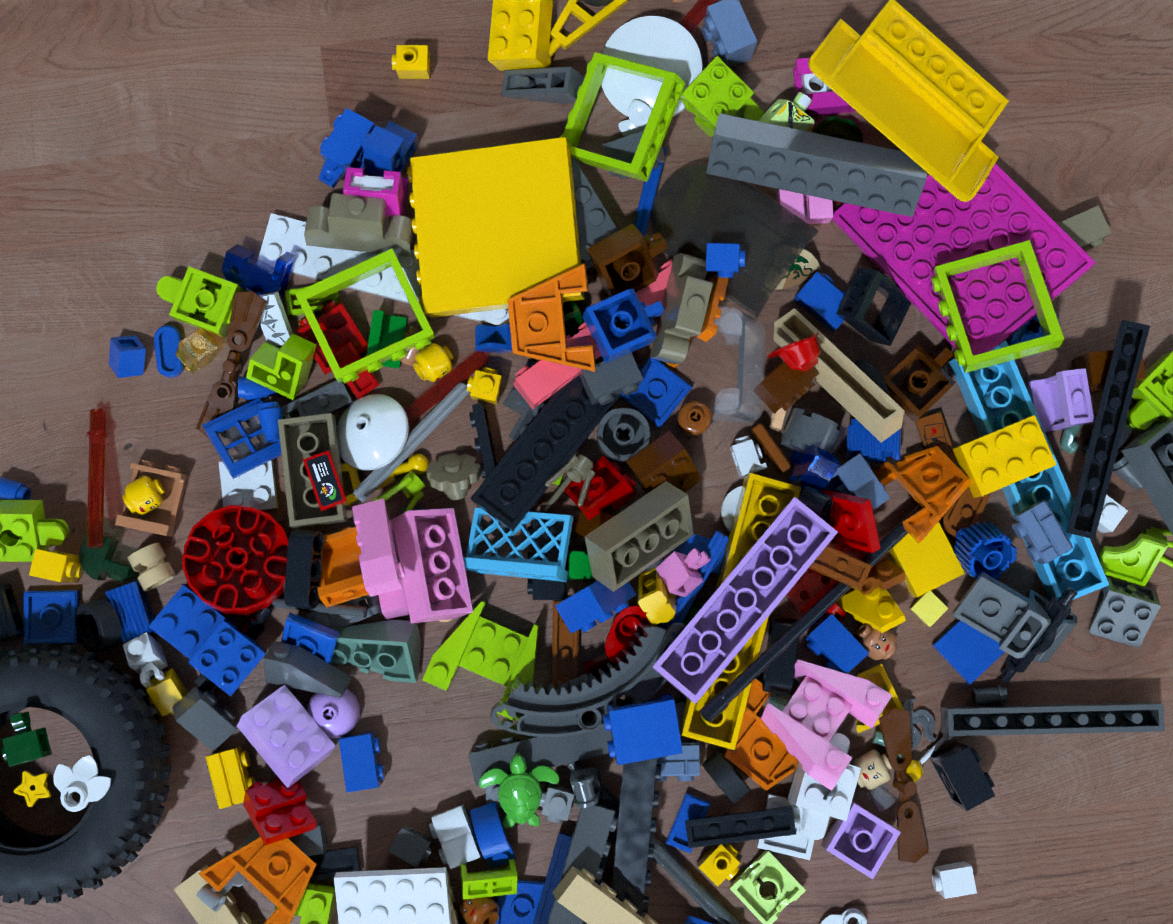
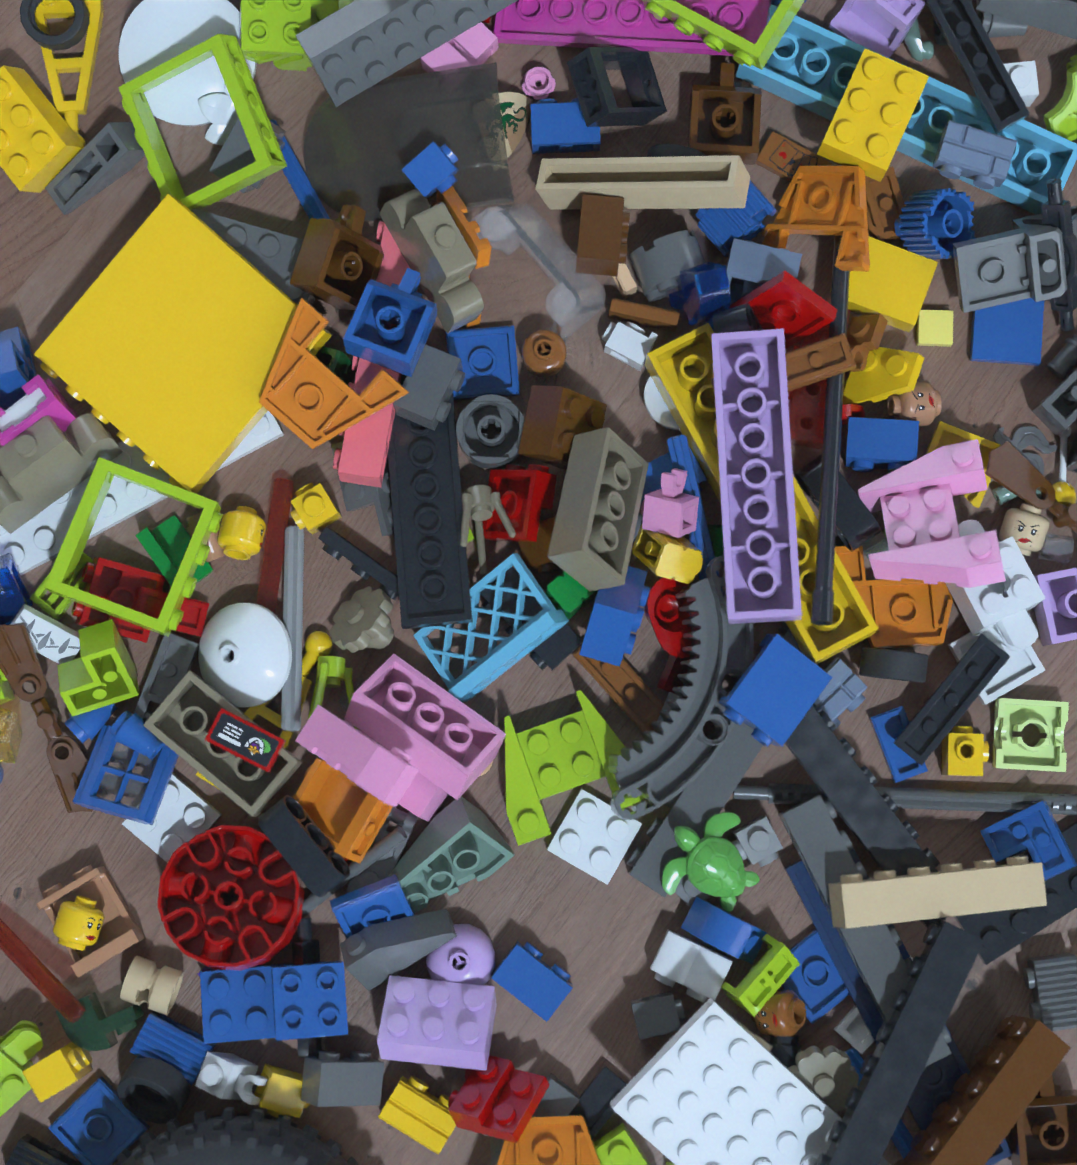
camera: 40 degrees left, 0 degrees up
(468, 713) = (593, 837): none -> white plate
(493, 338) = (280, 454): blue panel -> none
(586, 786) = (770, 798): dark grey piece -> none
(800, 354) = (589, 195): red piece -> none
(833, 256) = (538, 74): none -> bright pink plate

